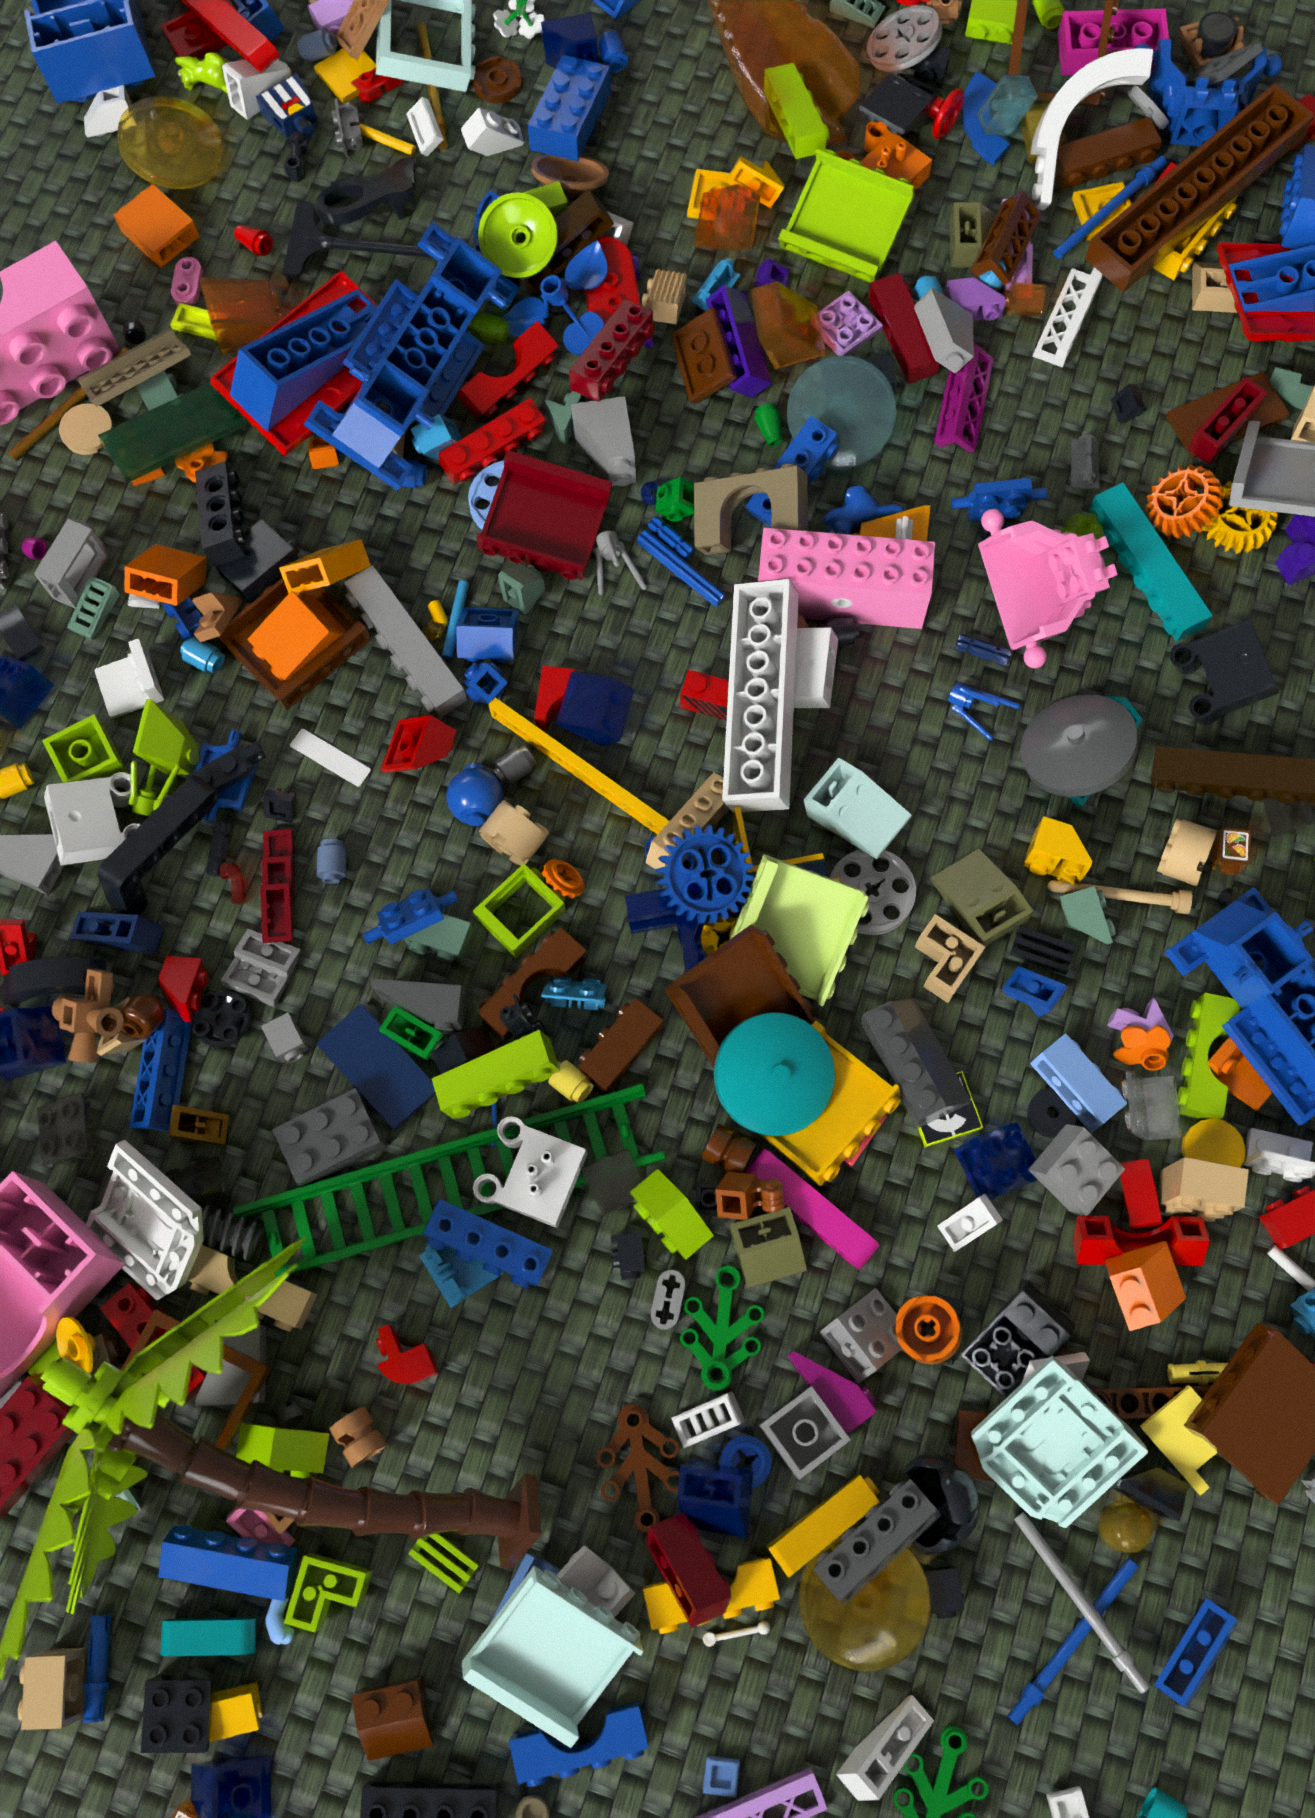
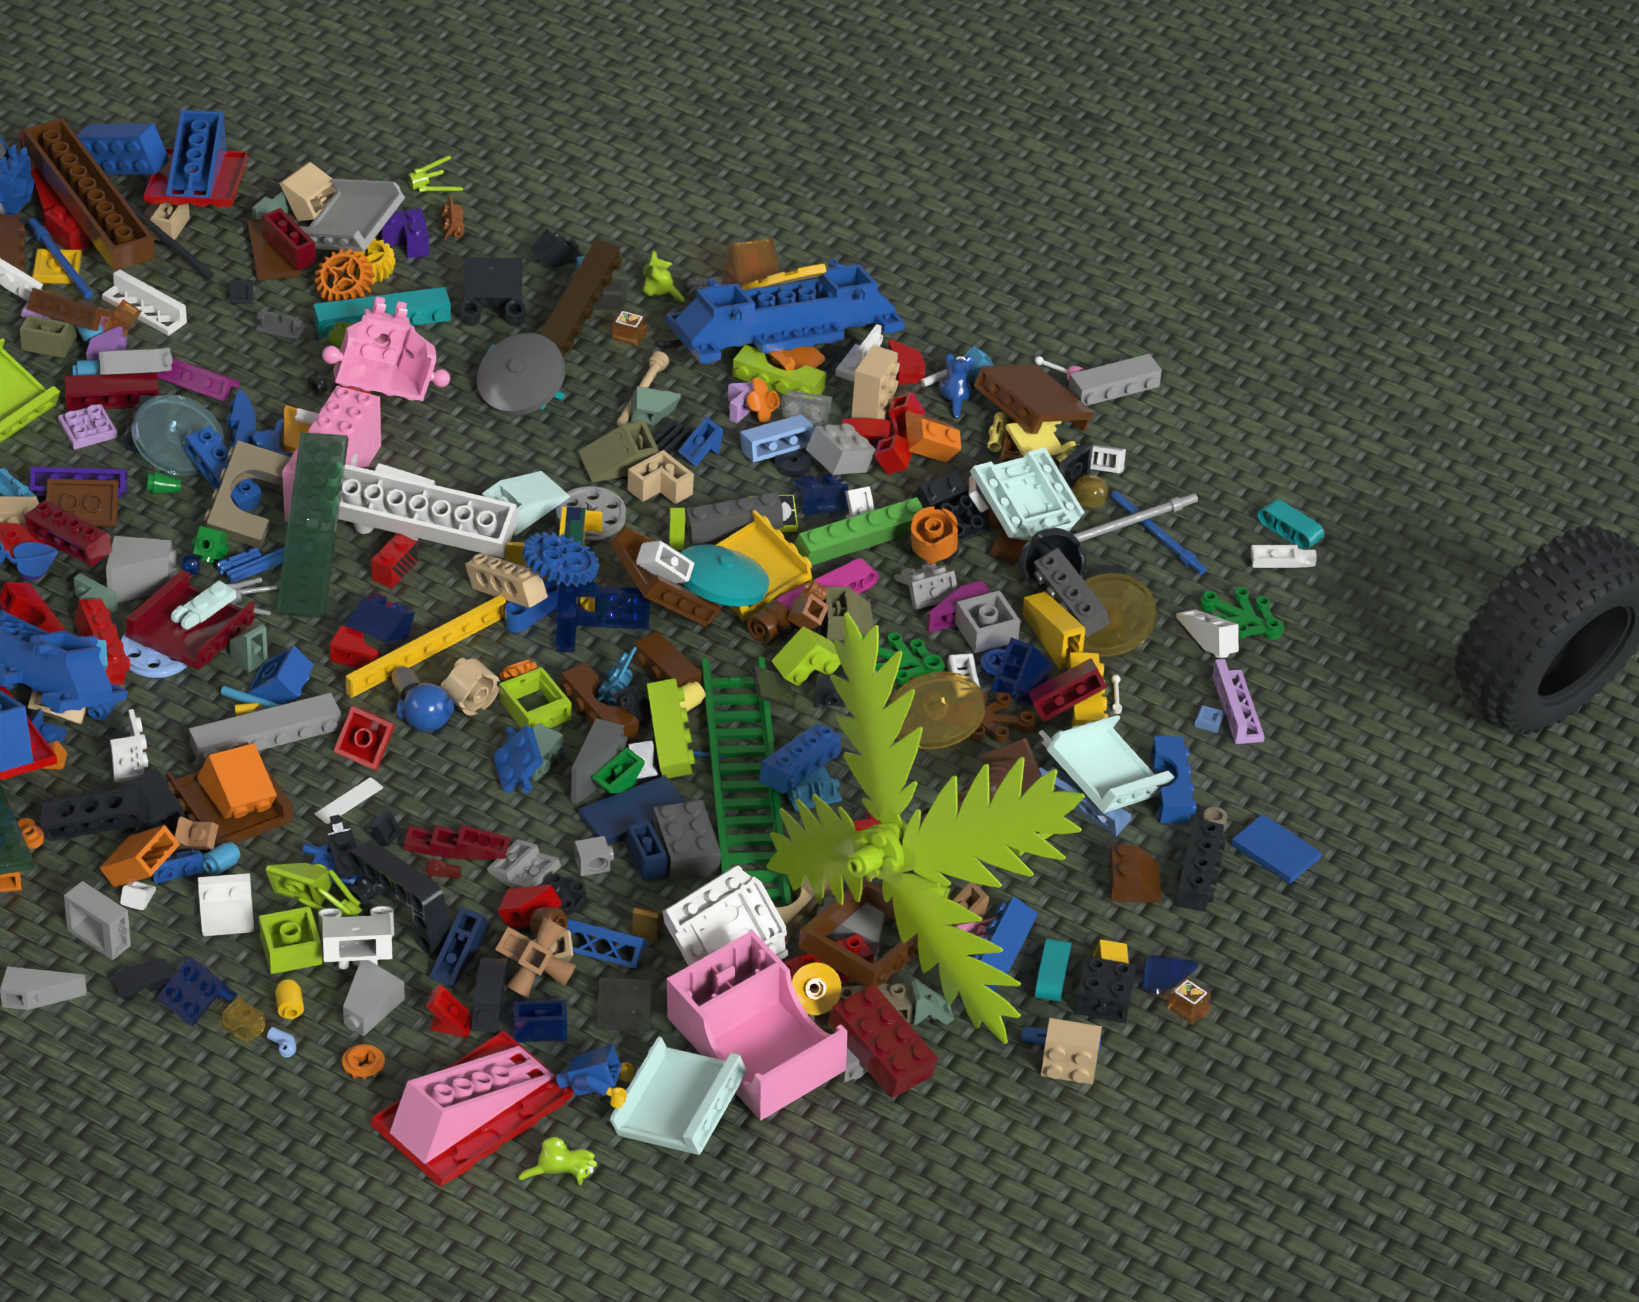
camera: 85 degrees left, 30 degrees down
(34, 547) = (58, 959): magenta hinge -> none
(85, 604) = (143, 921): sand green slope -> none
(275, 1625) = (1056, 931): light blue arm -> none
(295, 1096) = (646, 851): none -> dark blue brick
(319, 1583) = (1038, 891): lime brick -> none
(325, 566) = (185, 746): light orange brick -> none
(331, 861) = (448, 805): sand blue brick -> none
(334, 521) = (128, 753): none -> white bracket
(493, 678) = (328, 679): blue brick -> none
(539, 1177) = (757, 716): white piece -> none
(569, 522) = (204, 605): none -> light aqua hinge
(624, 1397) = (944, 706): none -> clear yellow dish
(702, 586) = (312, 525): none -> clear green plate
(731, 999) = (665, 561): none -> white brick
(771, 272) = (18, 458): dark purple slope -> none
(787, 325) = (83, 446): clear orange slope -> none
(808, 920) = (600, 522): yellowish green panel -> none
(856, 998) = (677, 528): none -> lime piece
(897, 475) = (242, 419): none -> blue slope
(922, 1230) = (858, 532): none -> bright green brick
(965, 696) = (452, 429): blue plant -> none
(983, 649) = (415, 414): dark blue axle -> none
(1006, 496) = (298, 369): blue plate -> none
(1057, 852) = (600, 404): yellow slope -> none
(1186, 851) = (625, 343): tan brick -> none
(1195, 1549) = (1120, 459): none -> white slope
(1196, 1653) = (1178, 470): blue brick -> none
(1202, 246) = (169, 241): none -> black bar
(1214, 1142) = (841, 390): yellow tile -> none
(1271, 1298) = (957, 384): none -> blue animal

